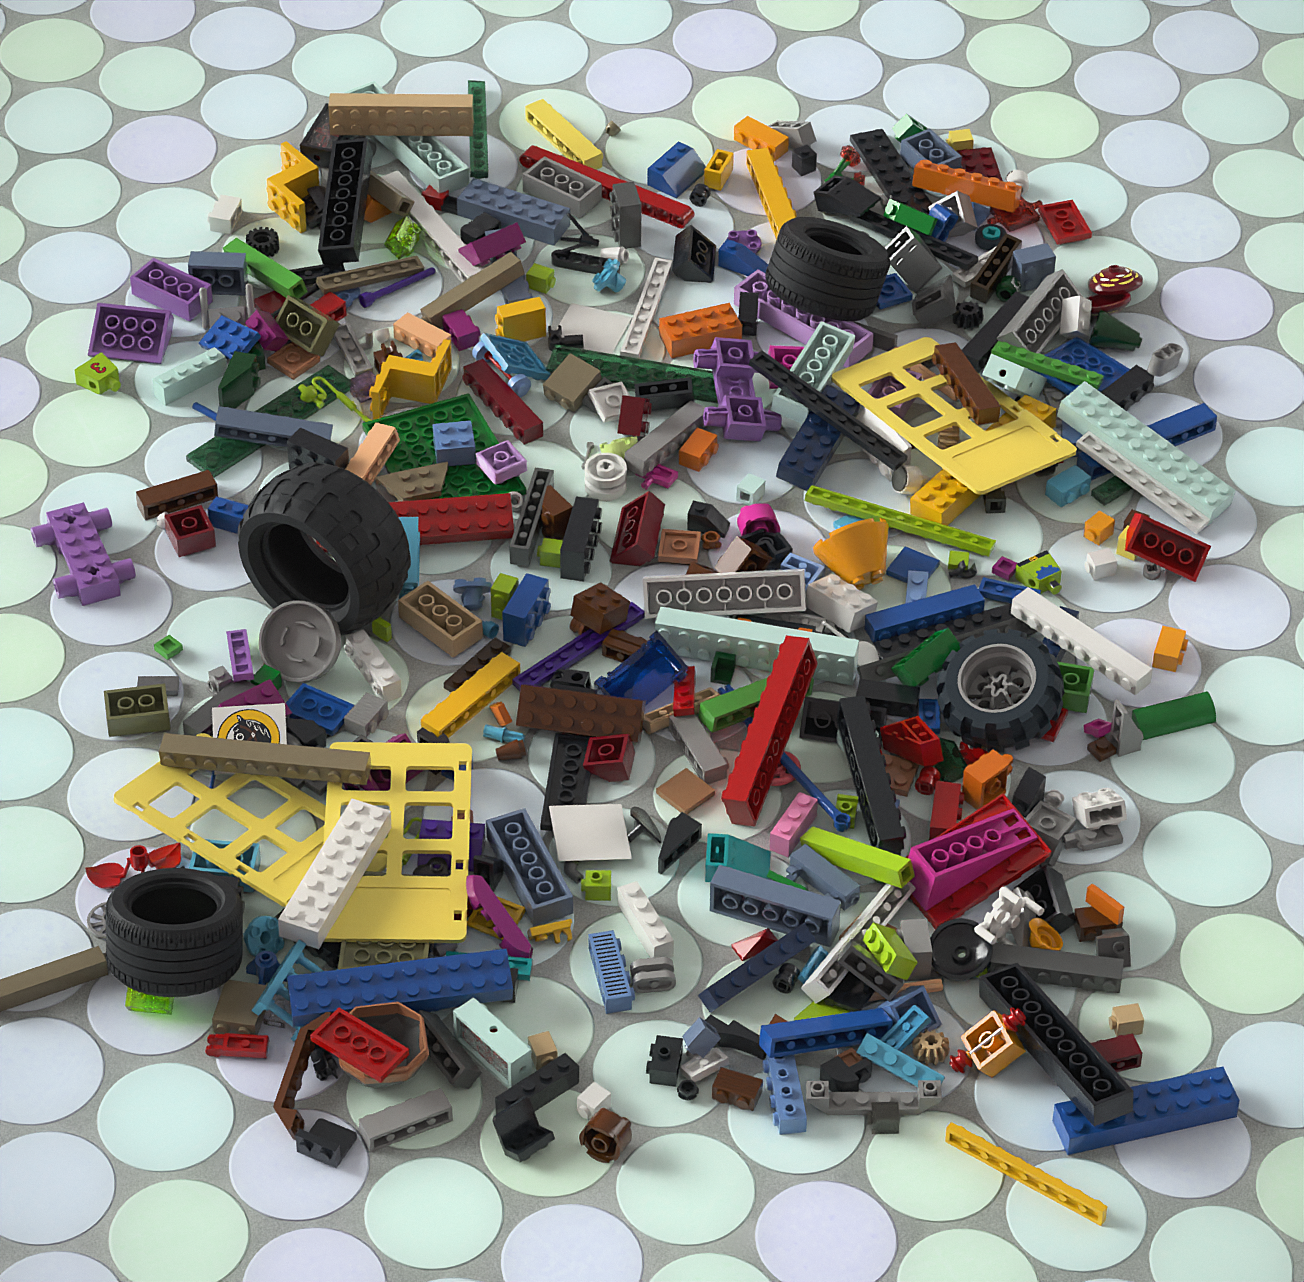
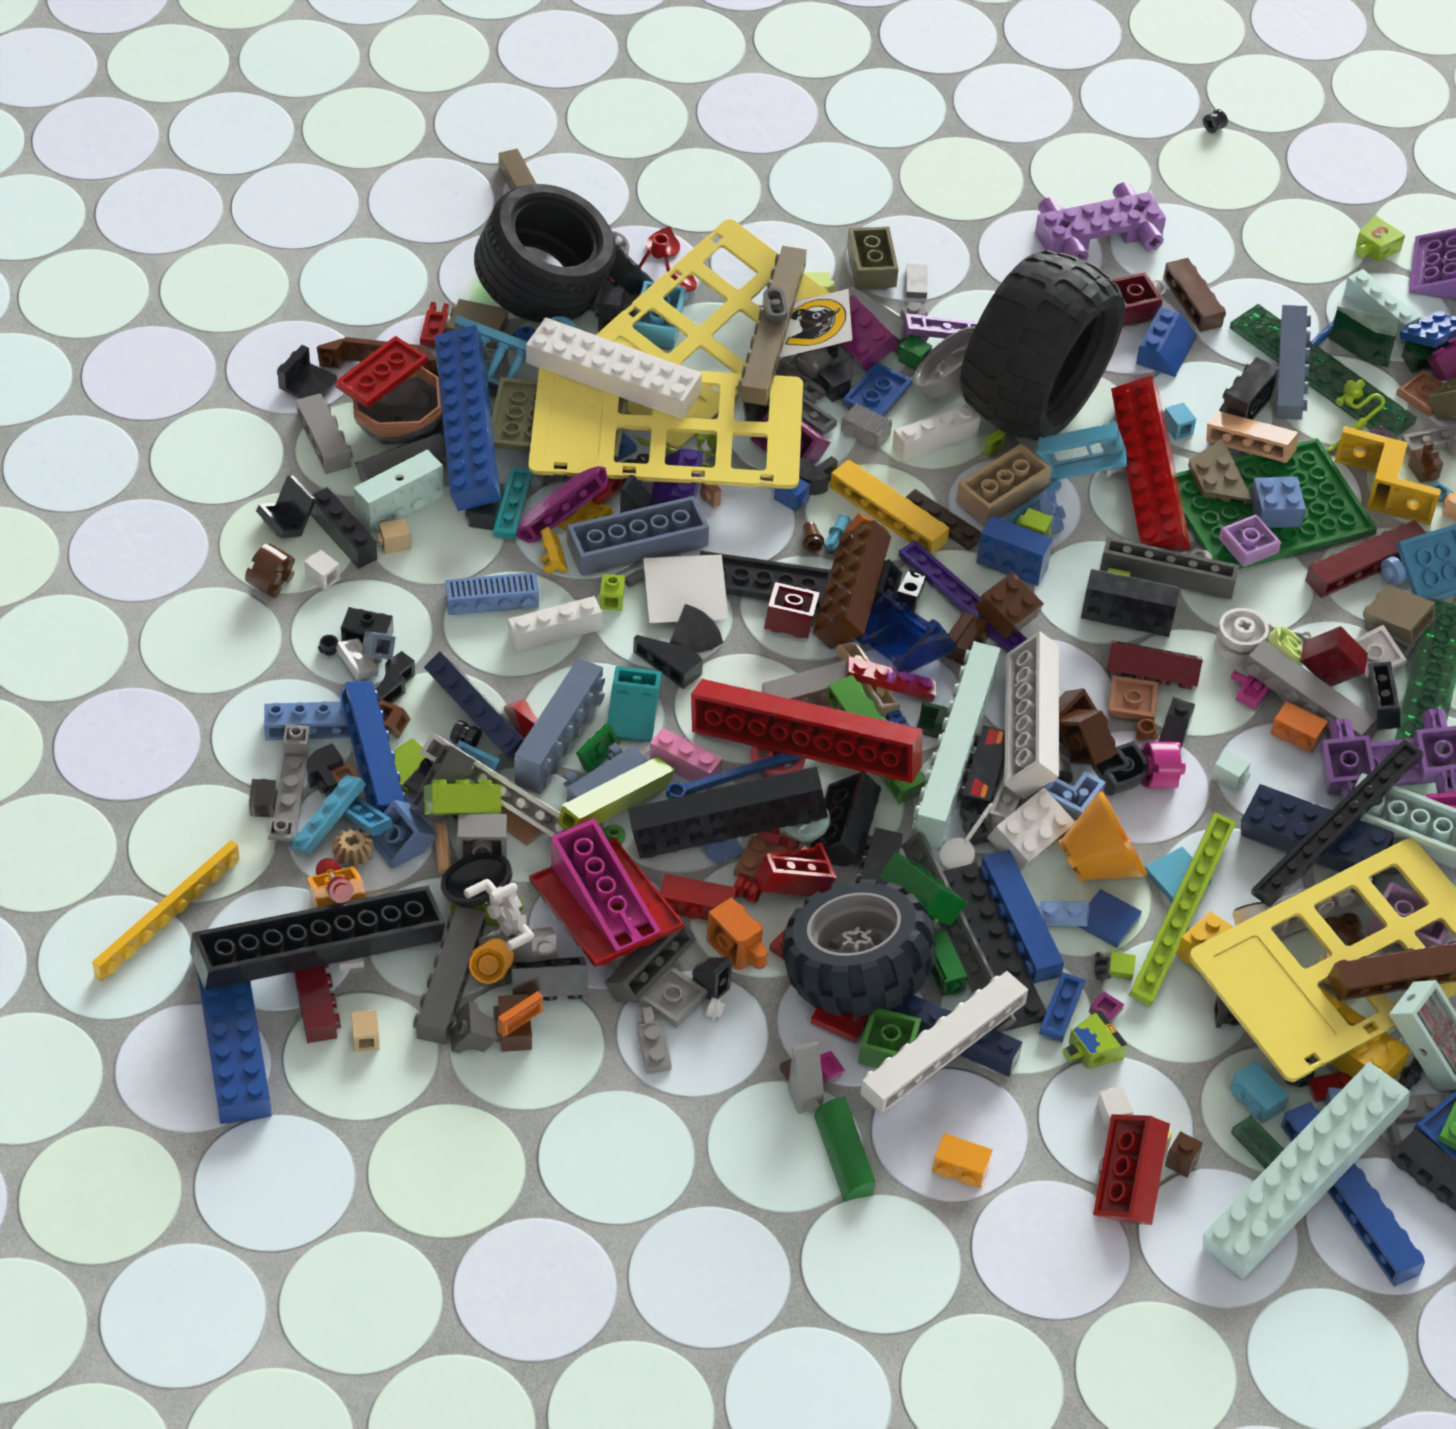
camera: 90 degrees right, 5 degrees up
(168, 647) = (968, 286): bright green plate -> none
(256, 746) = (775, 305): none -> dark grey plate
(555, 514) = (1175, 574): reddish brown slope -> none
(653, 975) = (493, 619): light grey brick -> none
(685, 791) = (746, 672): medium nougat tile -> none
(737, 1089) = (321, 681): reddish brown brick -> none
(953, 762) = (776, 911): clear green brick -> none
(1099, 528) = (1181, 1114): light orange brick -> none
(1099, 808) = (682, 1039): white brick -> none
(1142, 482) = (1255, 1164): white plate -> none

